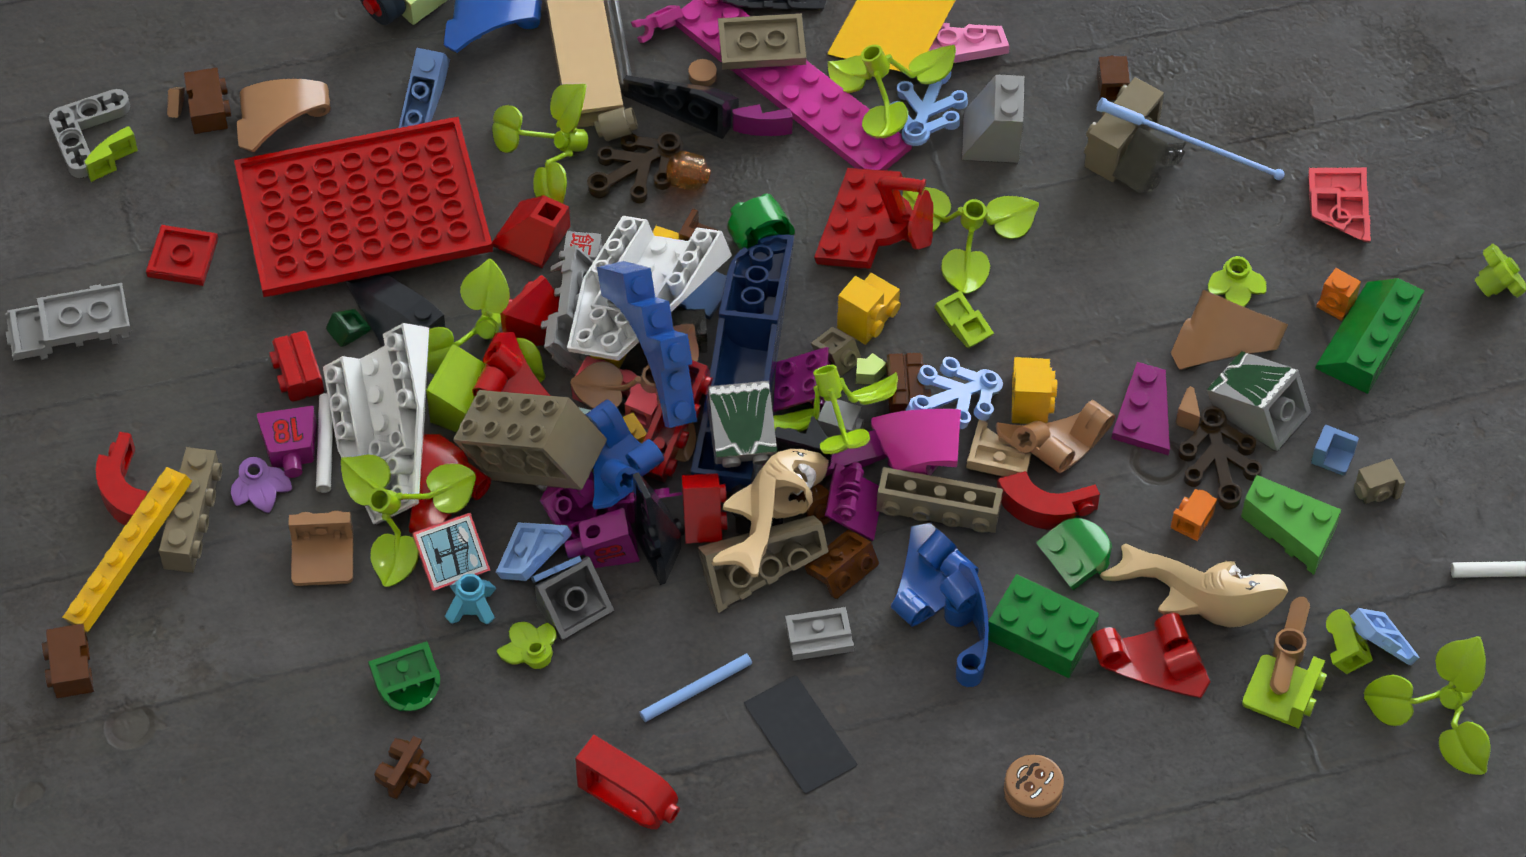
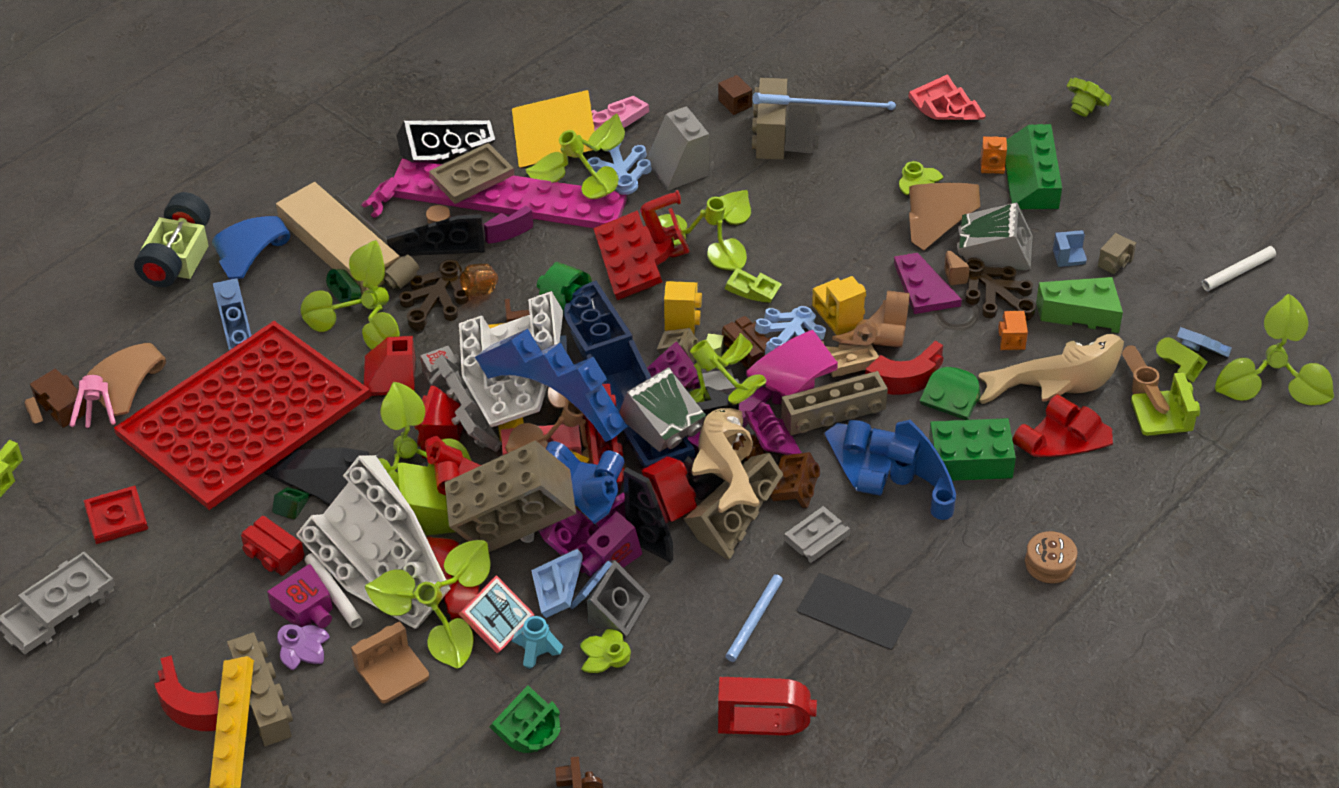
camera: 30 degrees left, 10 degrees down
(234, 109) = (91, 387): none -> bright pink plant
(546, 122) = (343, 285): none -> dark green beam

